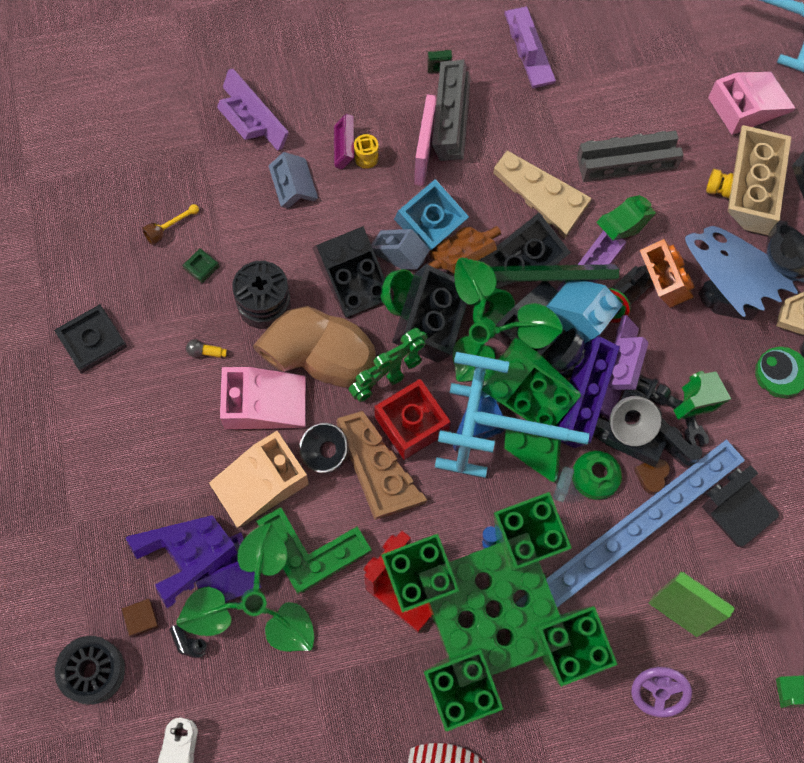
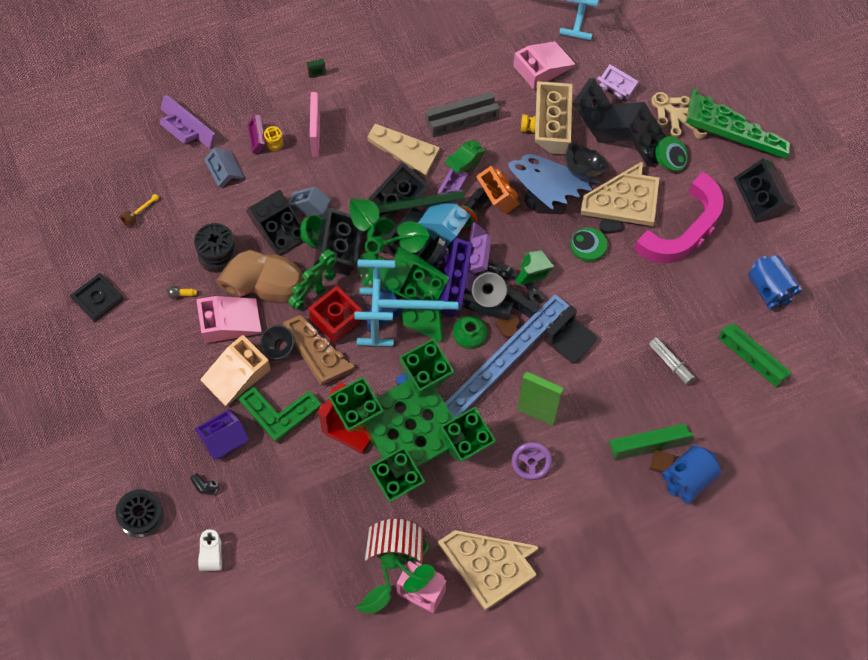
camera: 10 degrees left, 5 degrees down
(140, 617) = (168, 475): reddish brown tile -> none
(195, 547) = (195, 421): dark purple wing -> none
(201, 266) = (167, 236): dark green tile -> none
(265, 554) = (248, 414): green plant -> none
(431, 215) = (327, 175): dark azure slope -> none
(451, 110) = (330, 101): dark grey brick -> none
(465, 243) = (354, 189): dark orange plate -> none
(529, 47) = (380, 48): medium lavender bracket -> none
(563, 484) = (447, 341): clear light blue tile -> none

